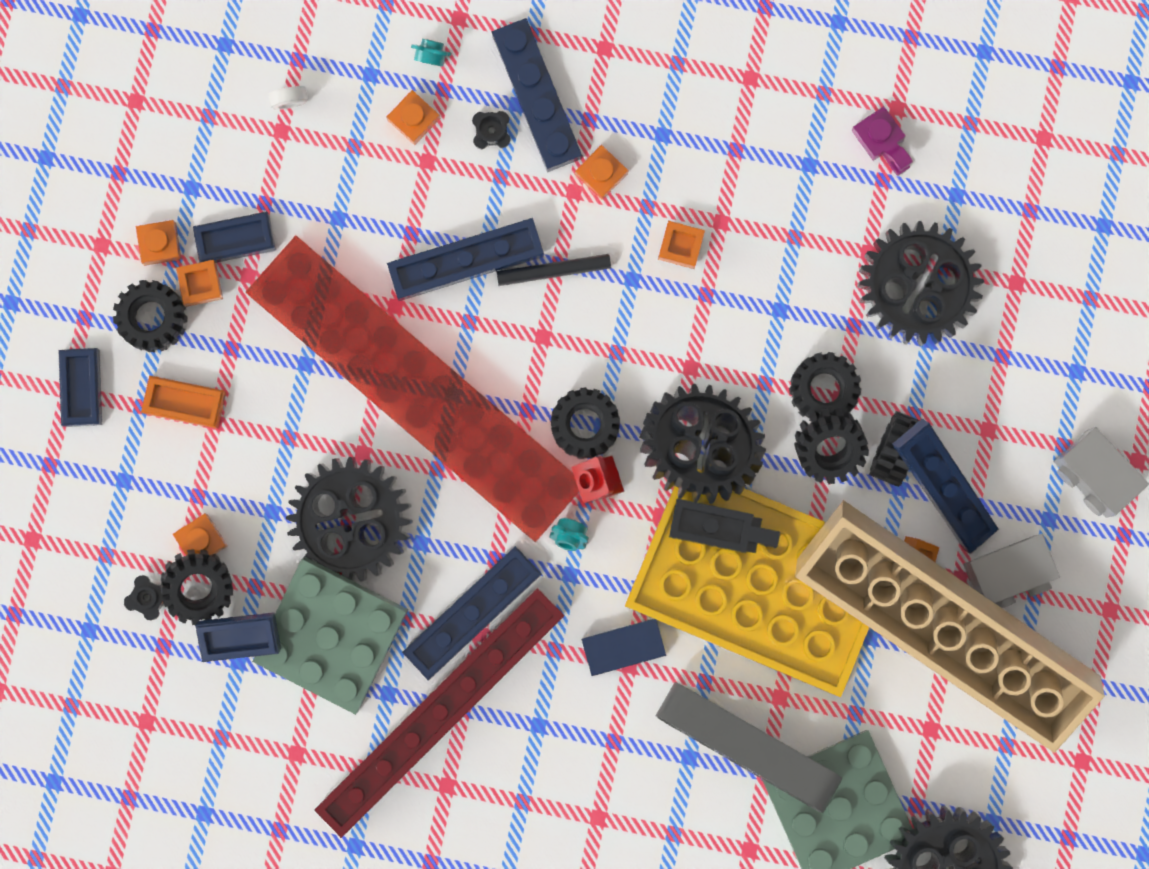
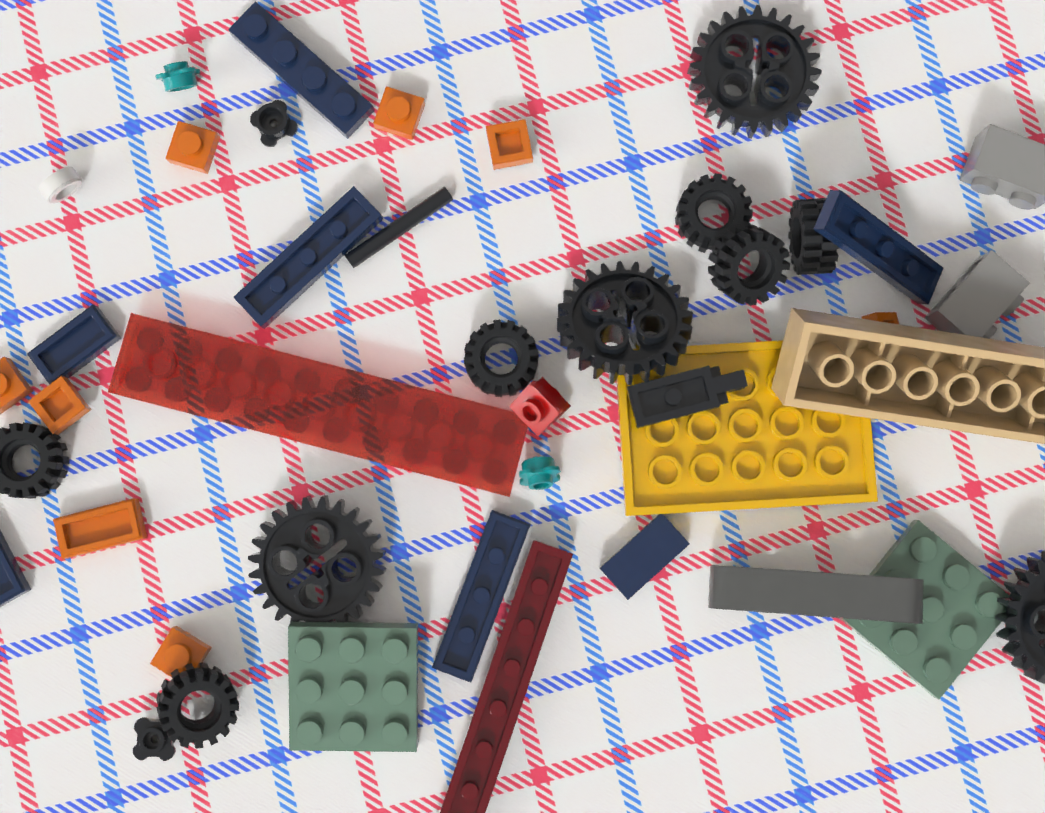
camera: 25 degrees left, 0 degrees up
(238, 637) = (262, 735): dark blue tile -> none

